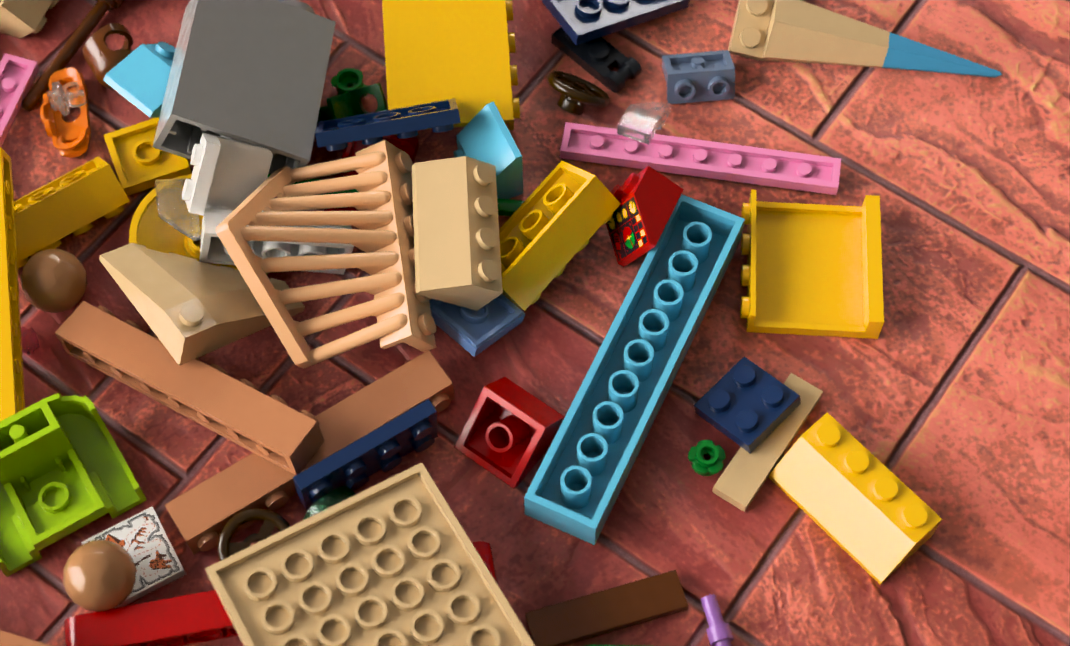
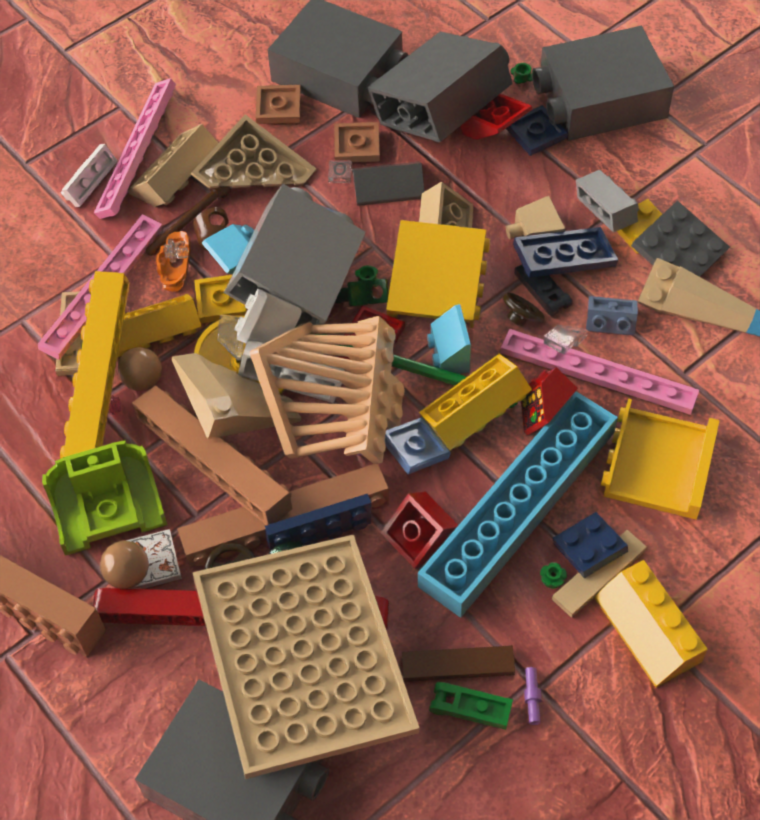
camera: 15 degrees right, 5 degrees down
(399, 121) = (376, 305): dark blue plate -> none
(456, 231) = (414, 387): tan slope -> none

